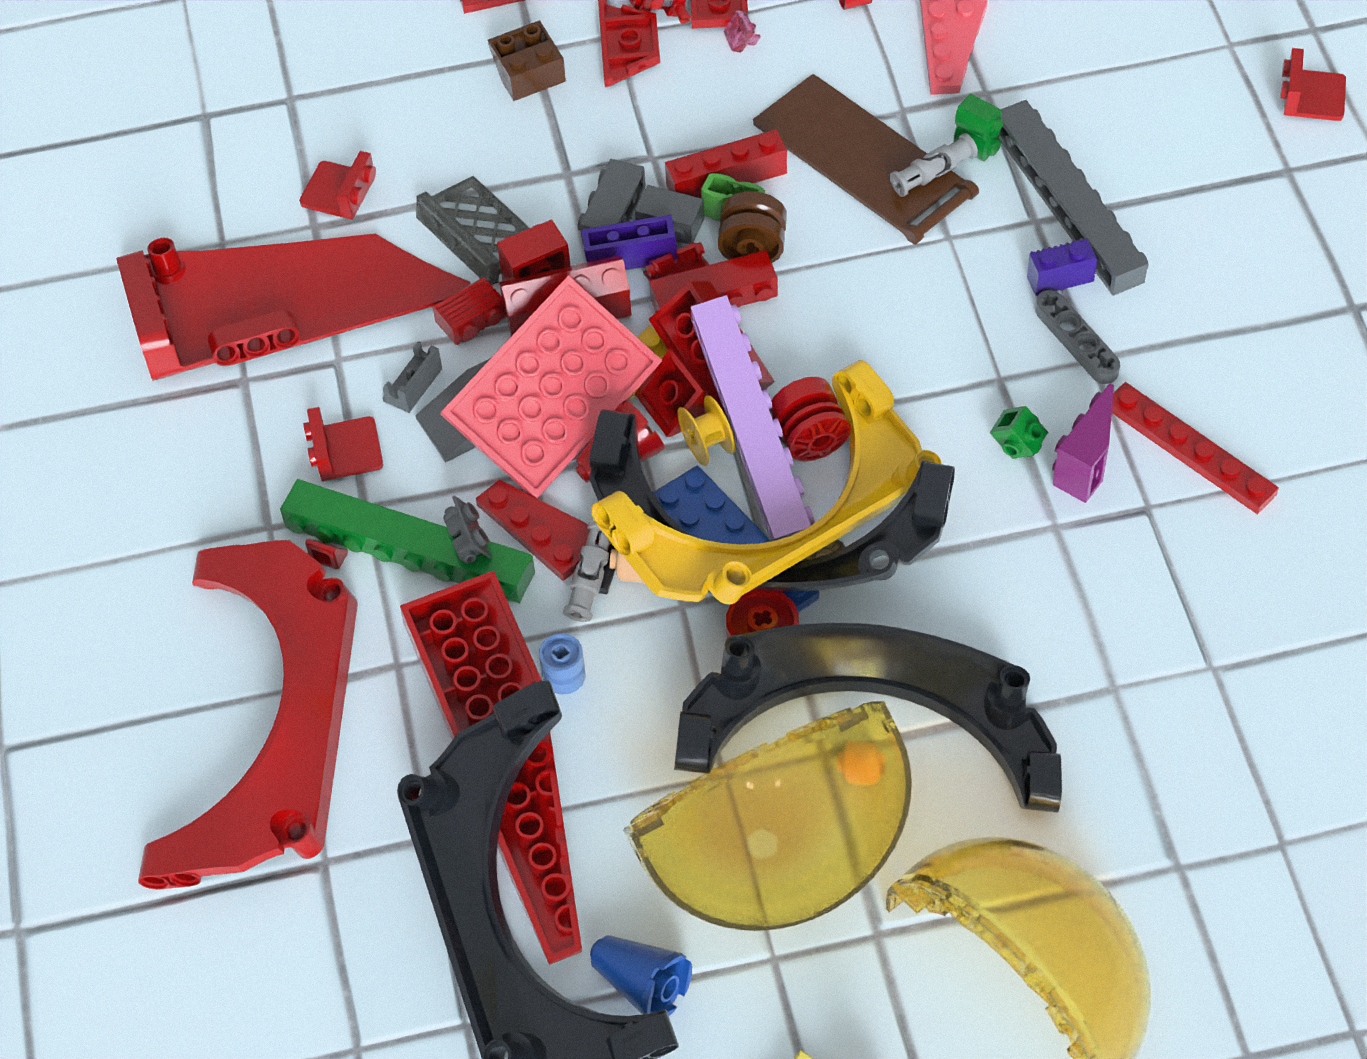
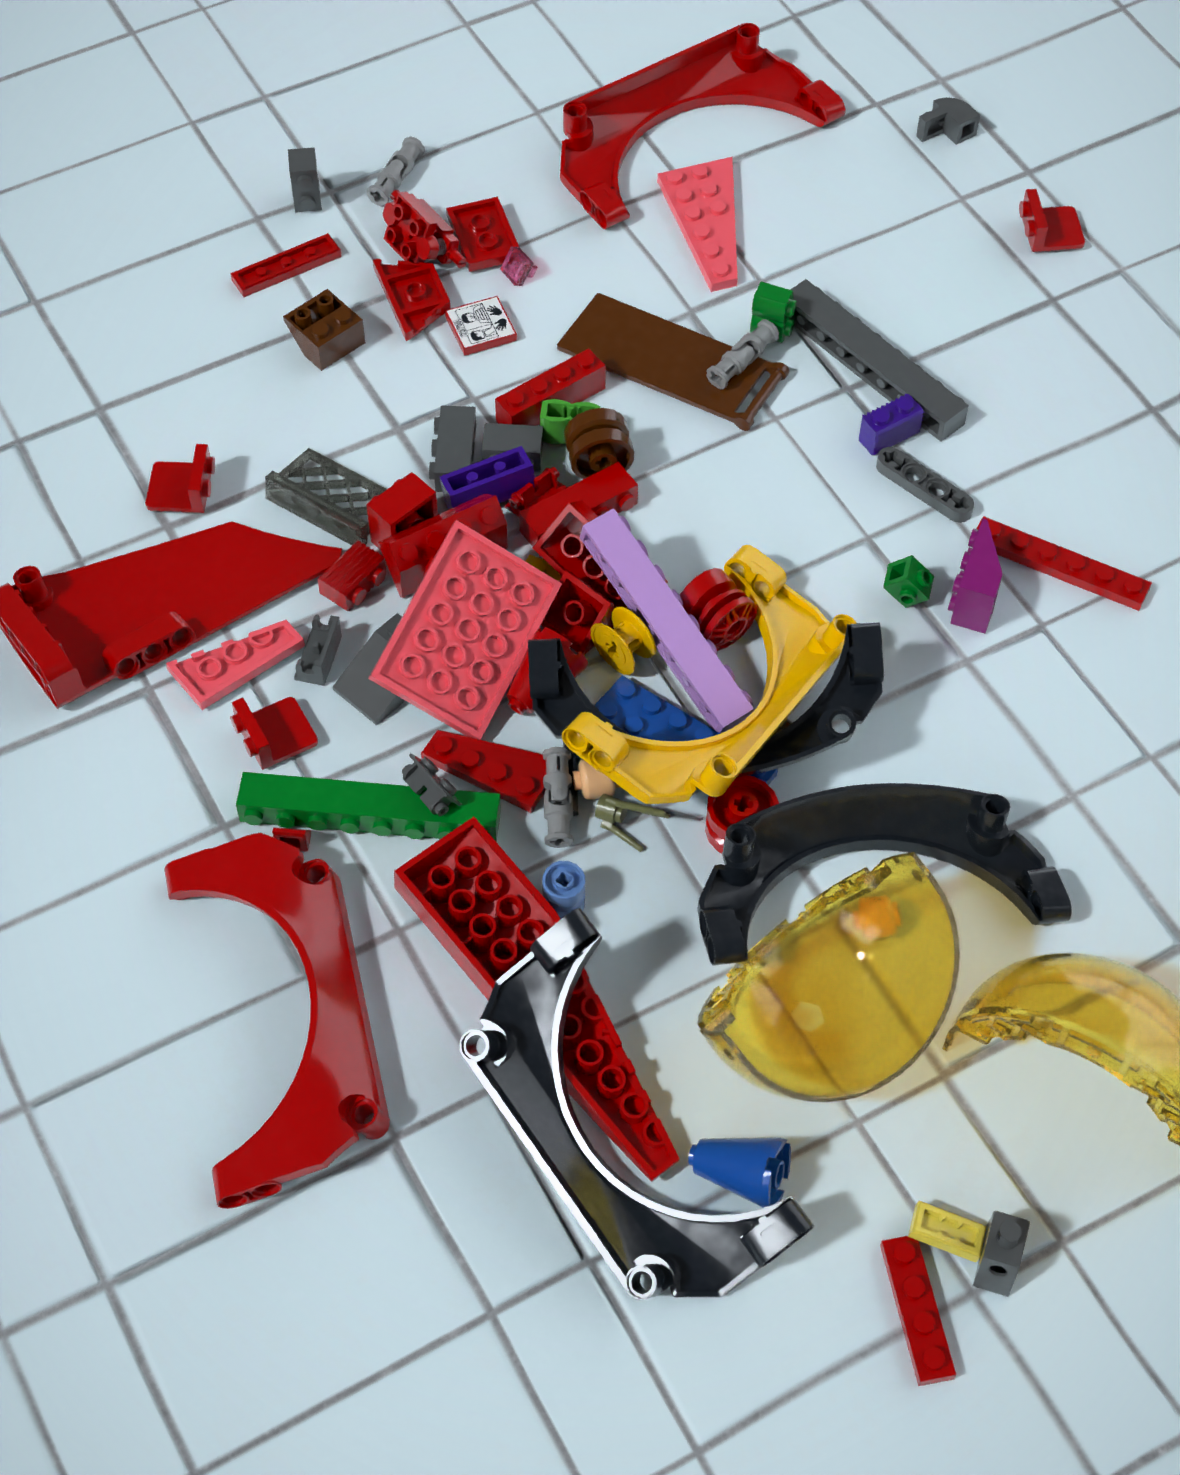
camera: 20 degrees left, 0 degrees up
(323, 375) = (222, 670): none -> coral wing
(640, 597) = (614, 810): none -> olive plant
(684, 85) = (480, 325): none -> tile

